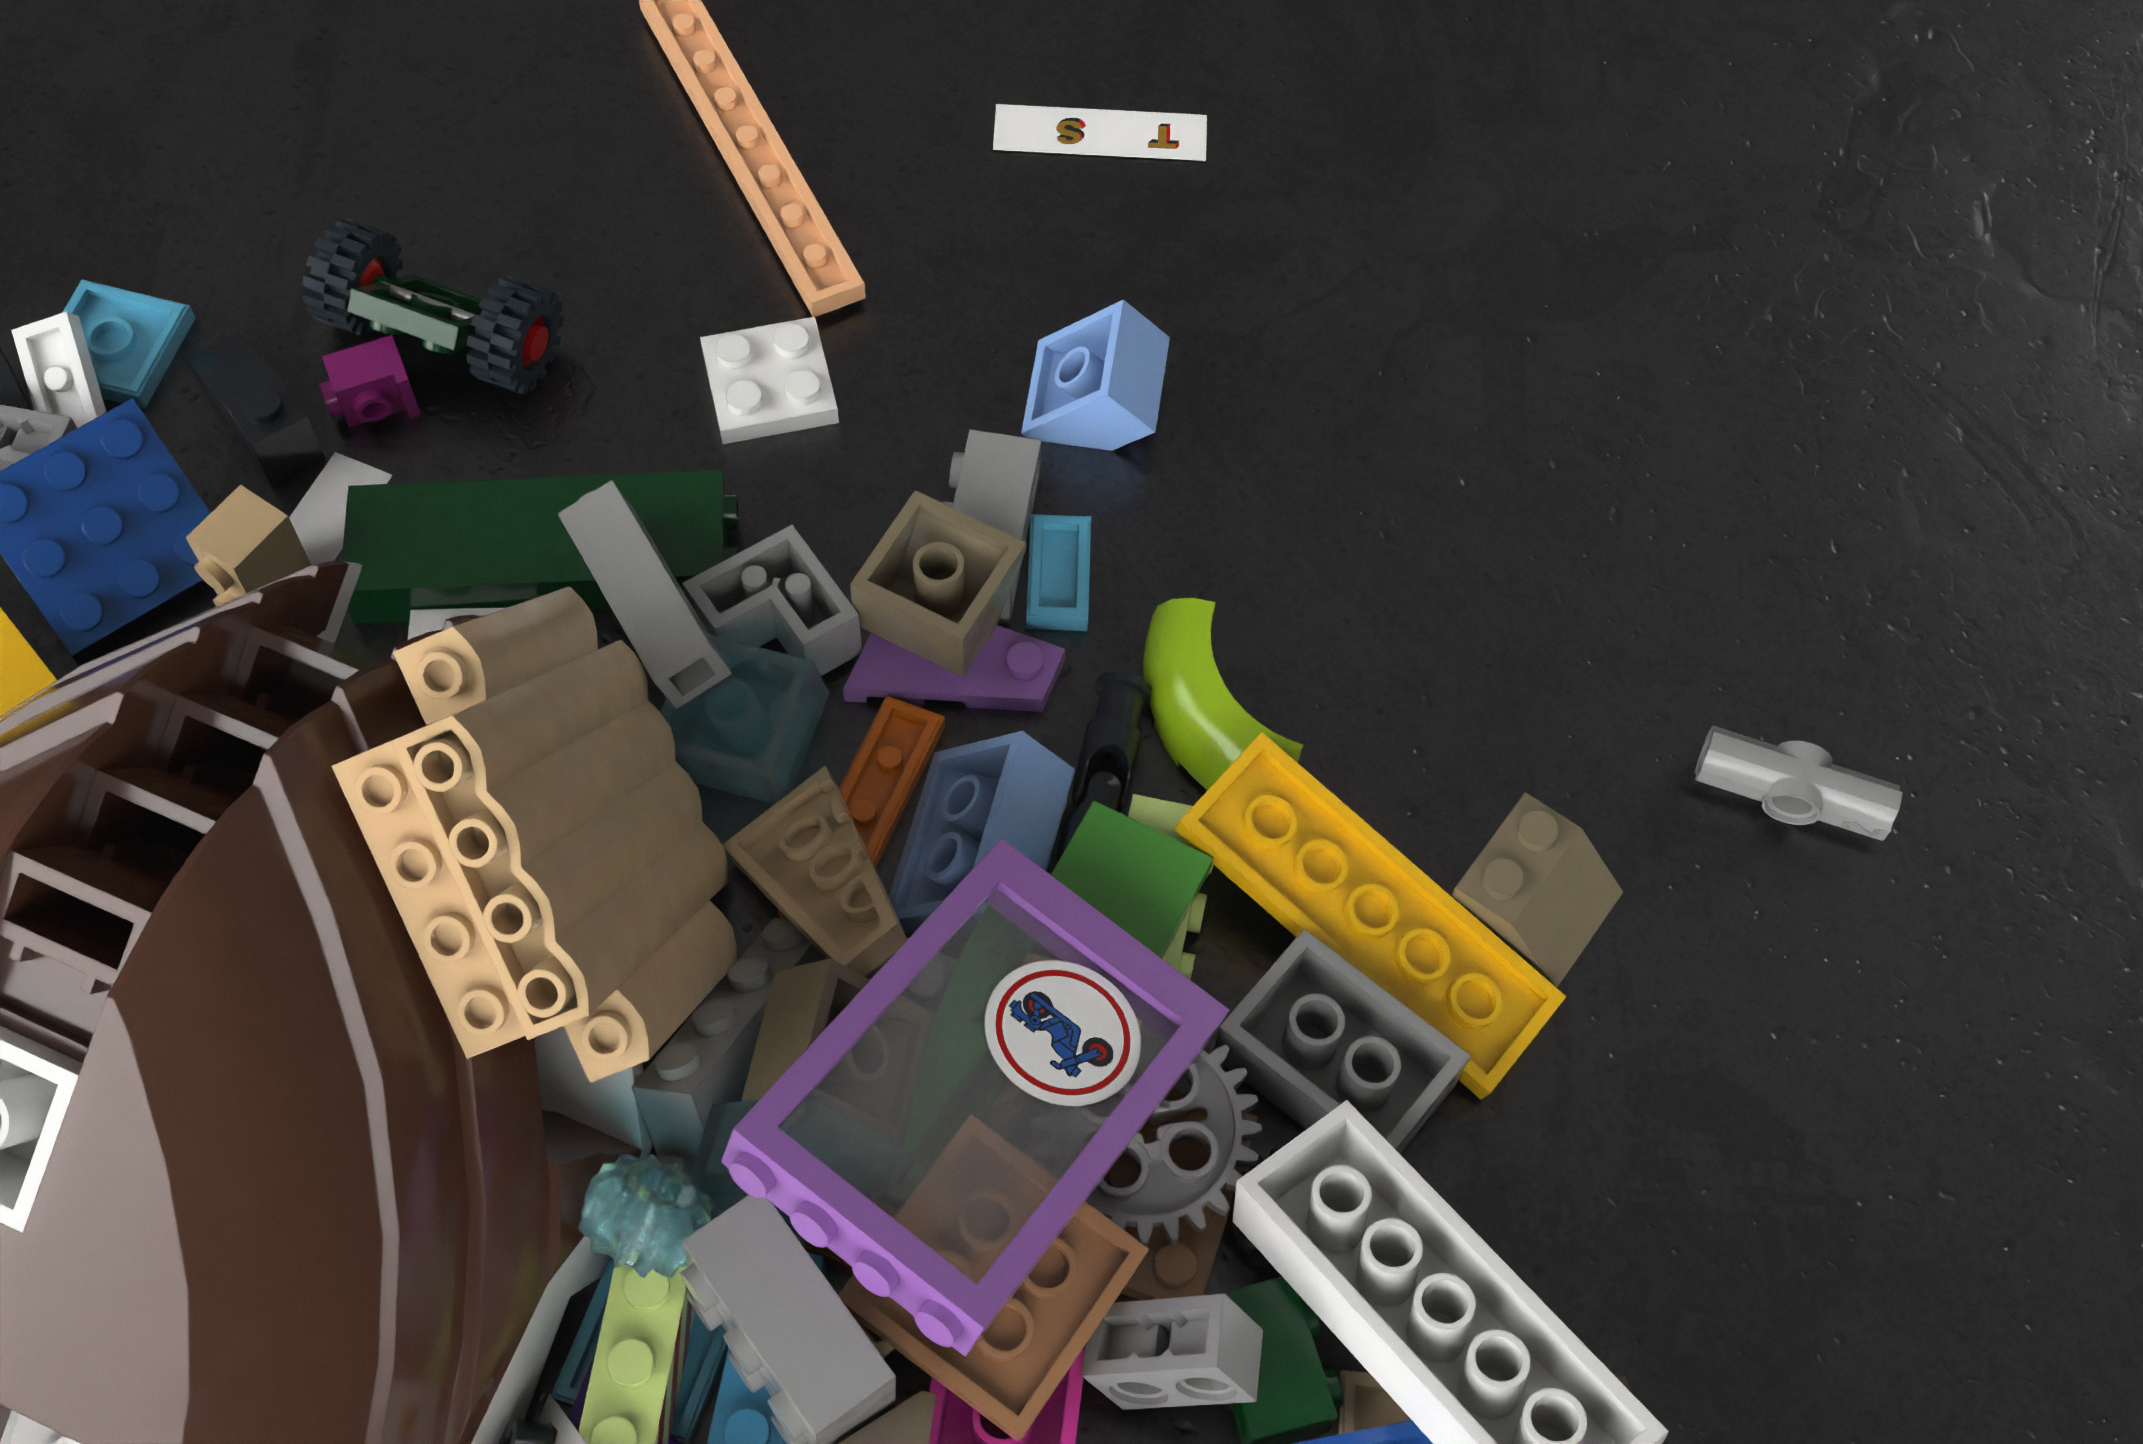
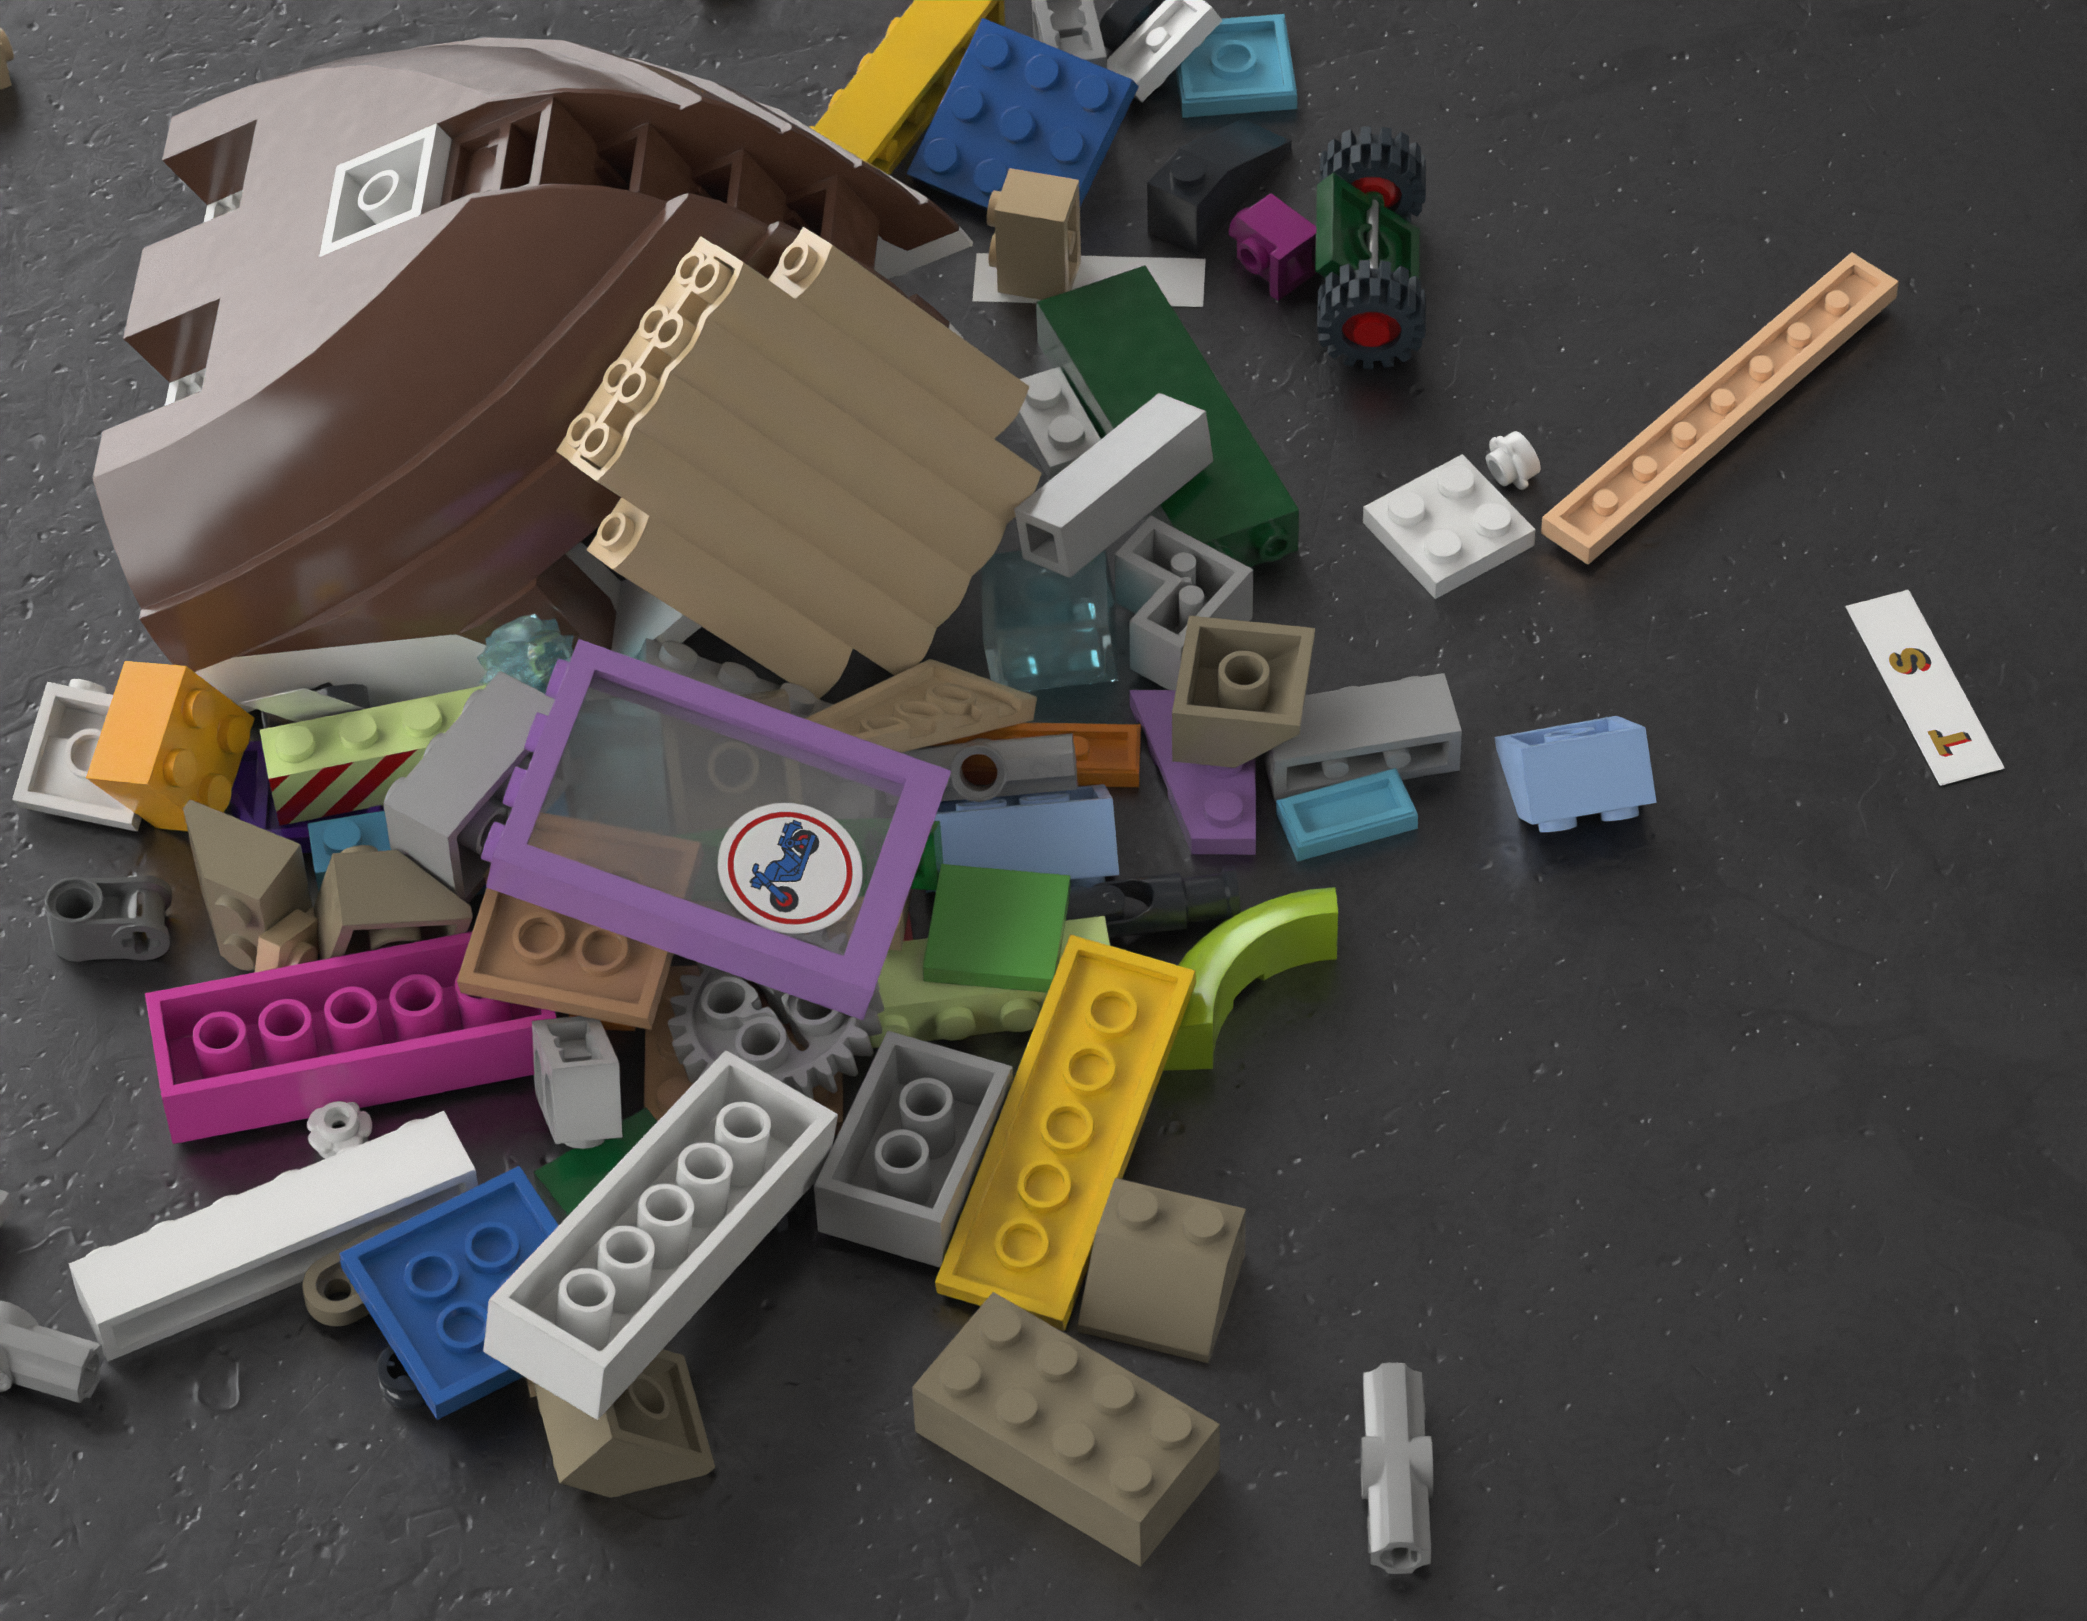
camera: 75 degrees right, 10 degrees down
(726, 304) = (1512, 460): none -> white plate
(906, 830) = (1022, 766): none -> light grey piece
(1692, 1034) = (1067, 1428): none -> dark tan brick

